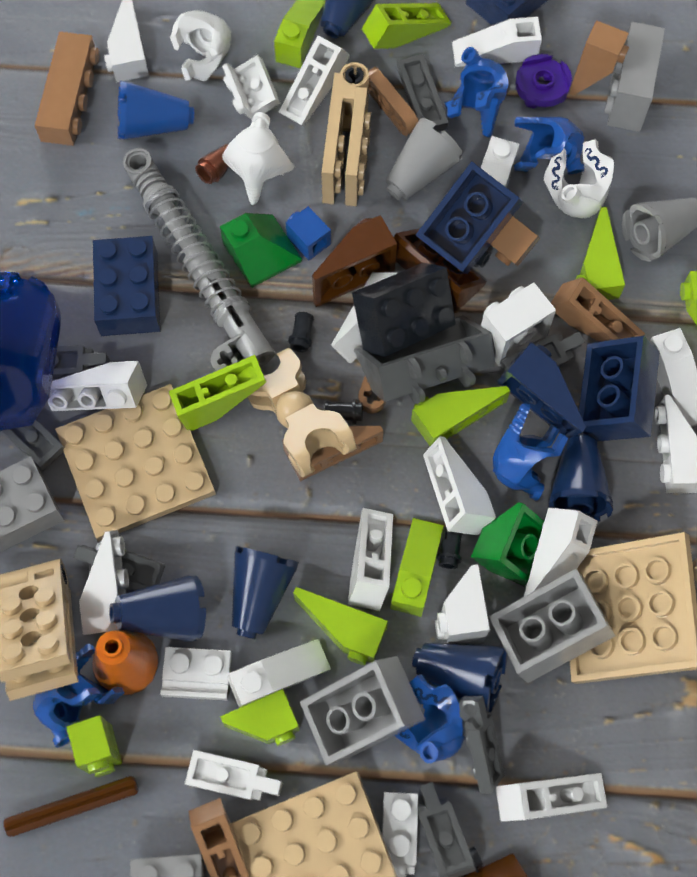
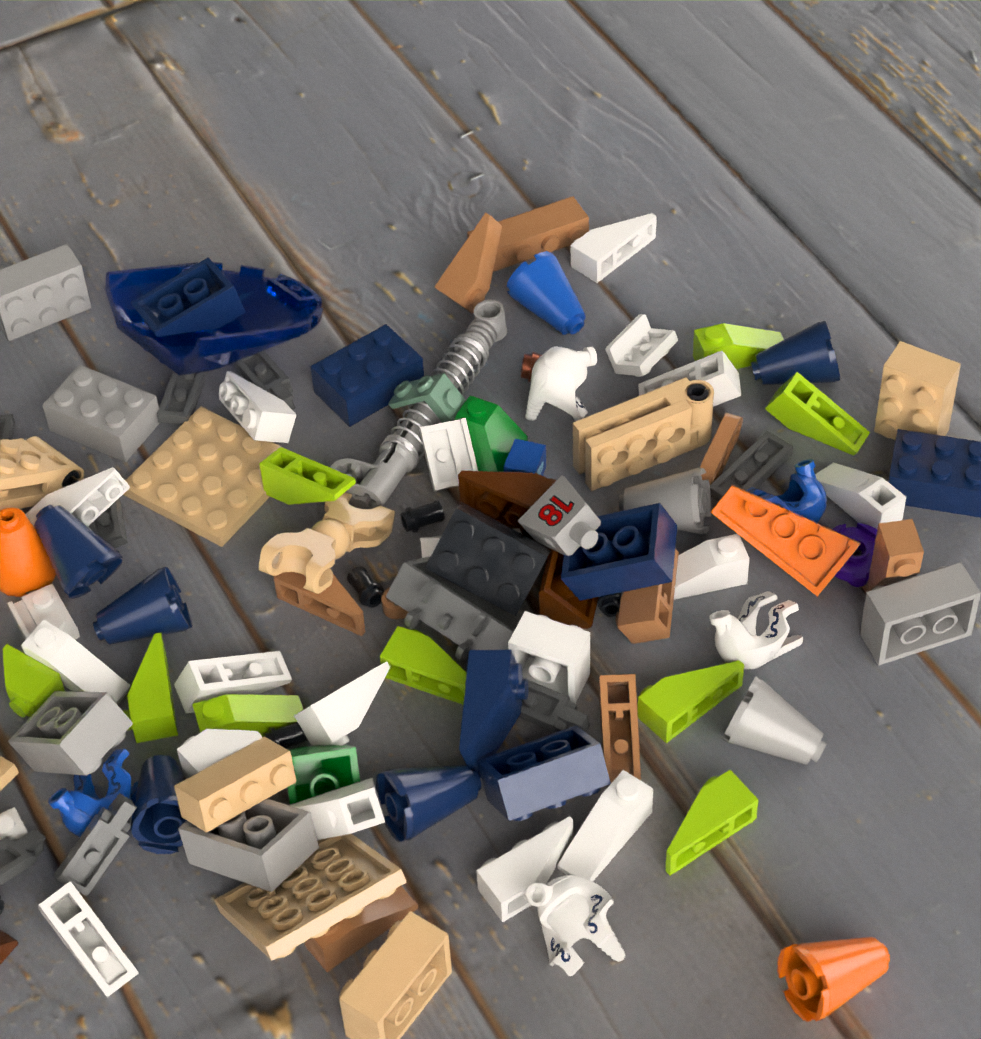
camera: 60 degrees right, 20 degrees down
(83, 151) = (472, 268): none -> medium nougat slope
(193, 254) = (435, 391): none -> sand green bracket
(207, 36) = (663, 293): white piece -> none
(261, 276) = (447, 452): none -> white plate
(422, 234) = (561, 519): none -> light grey torso
(513, 608) = (235, 784): none -> tan brick
(518, 455) = (411, 728): blue piece -> none
(531, 99) = (791, 541): none -> orange wing
(548, 140) = (787, 581): blue piece -> none

